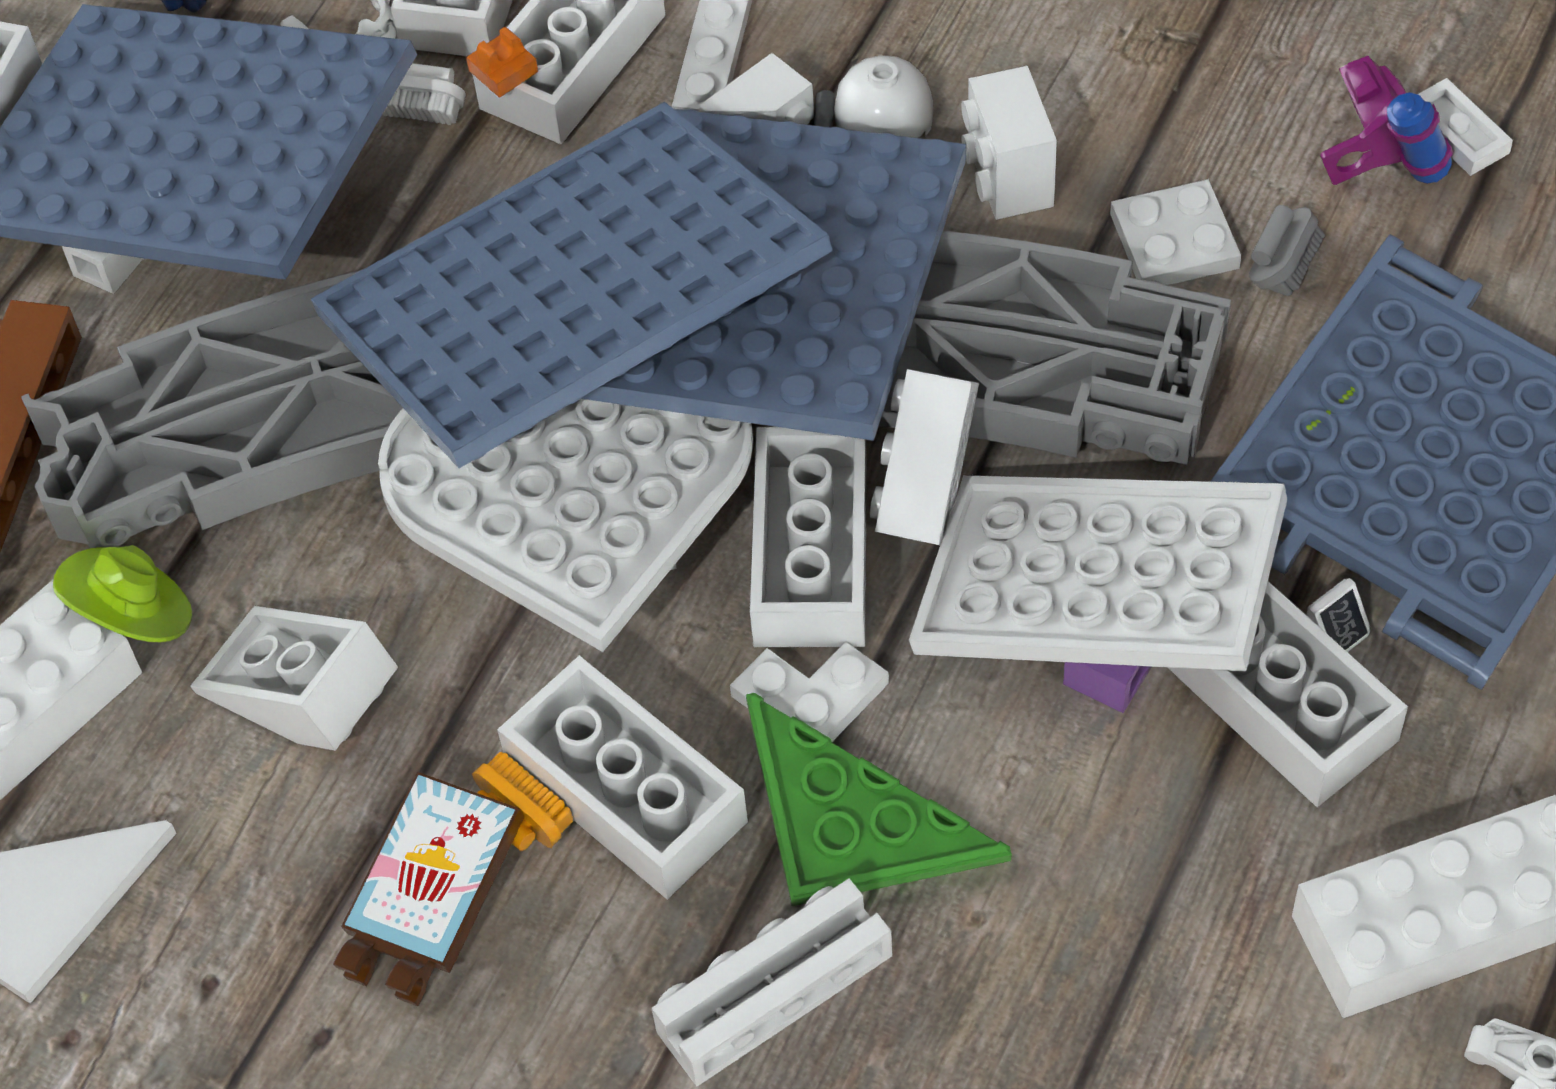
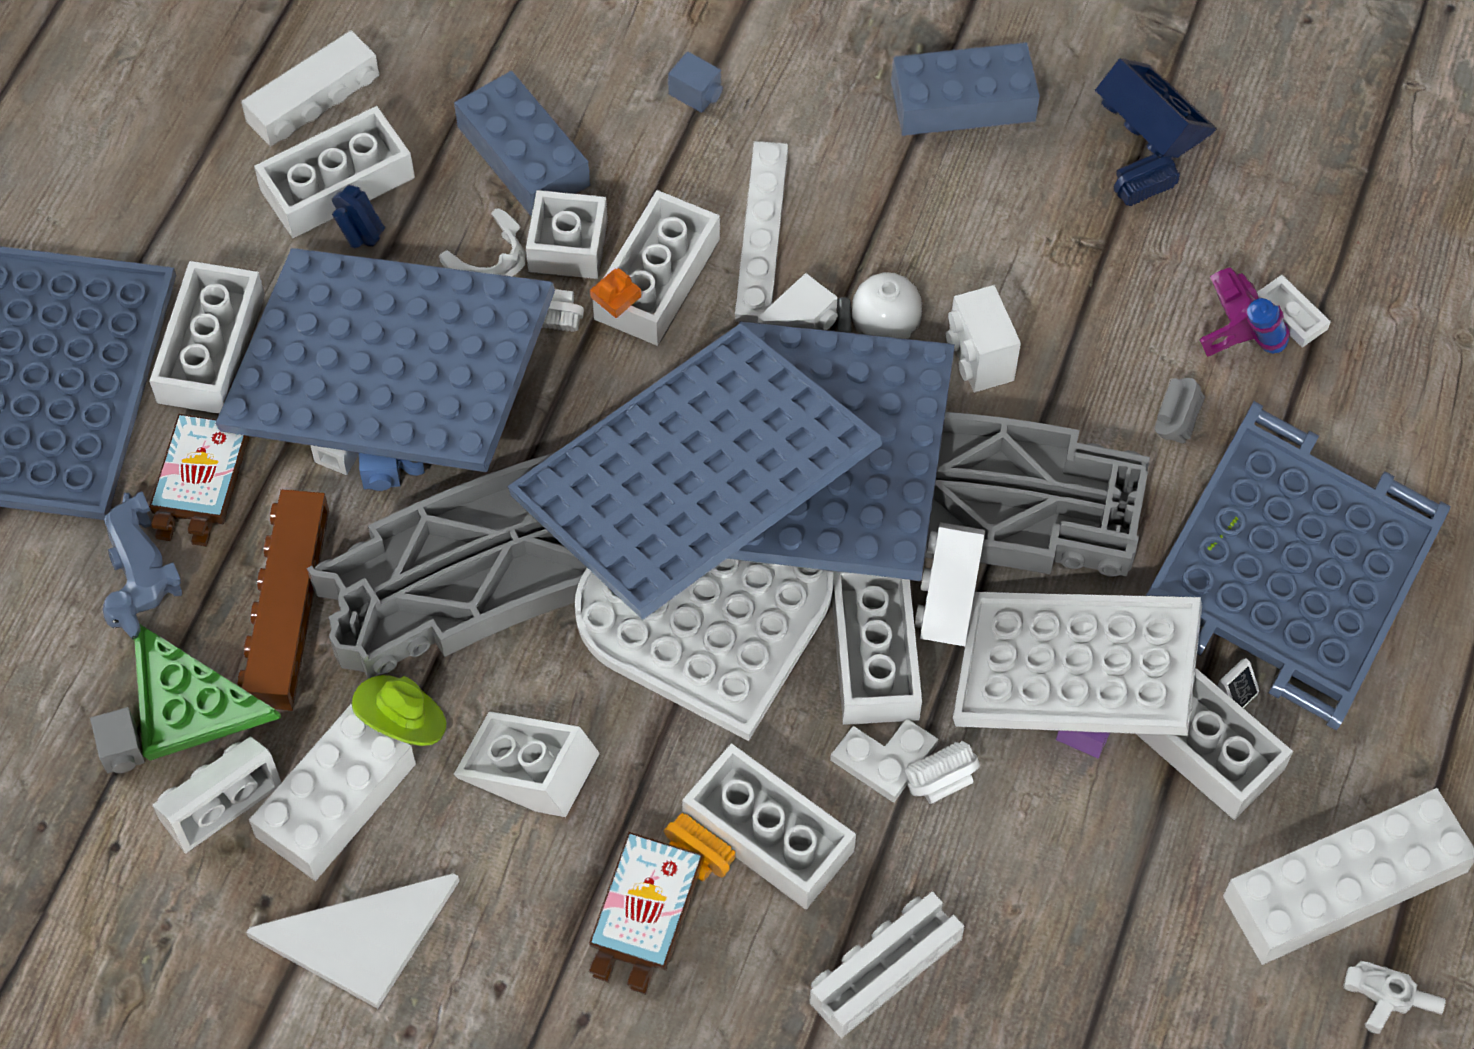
camera: 10 degrees left, 5 degrees up
(162, 285) = (384, 472): none -> medium blue brick
(852, 819) = (923, 847): bright green tile -> none
(889, 718) = (942, 772): none -> white piece
(1176, 234) = (1101, 400): white plate -> none

